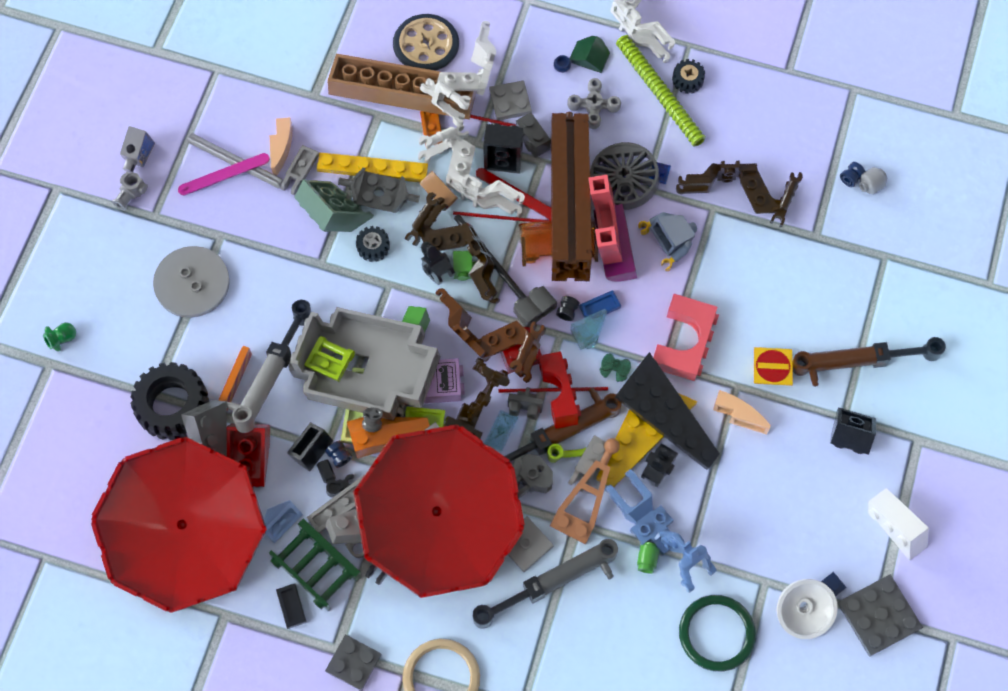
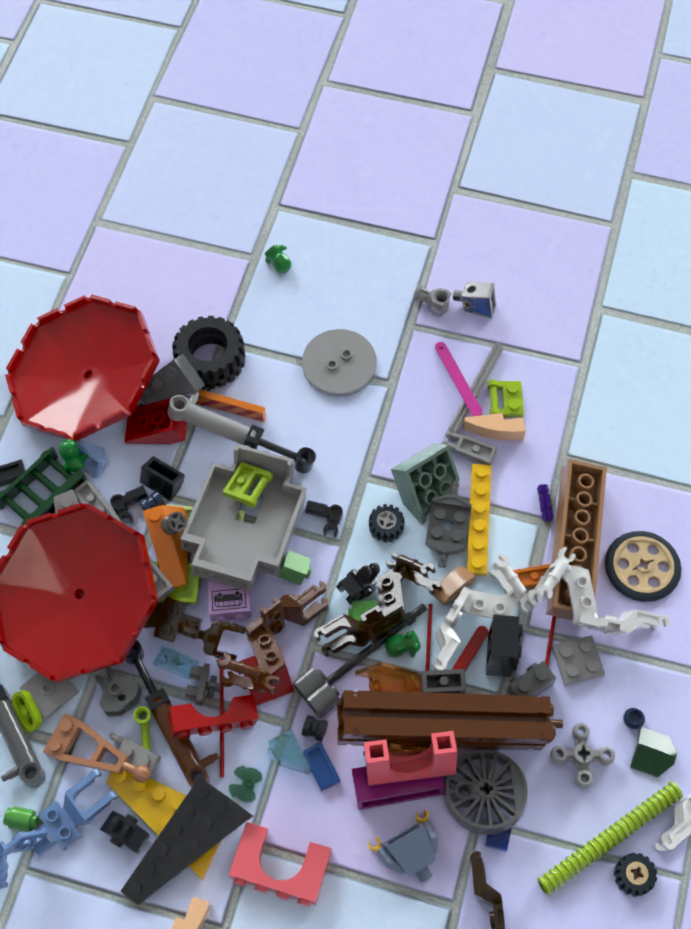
camera: 90 degrees right, 5 degrees down
(249, 131) = (511, 395): none -> lime plate
(282, 531) = (70, 454): none -> green animal
(360, 112) = (545, 502): none -> dark purple axle
(360, 289) = (334, 514): none -> black bar
(492, 233) = (400, 644): none -> green animal
(533, 203) = (443, 681): none -> dark grey brick
(546, 559) = (27, 710): none -> lime plate

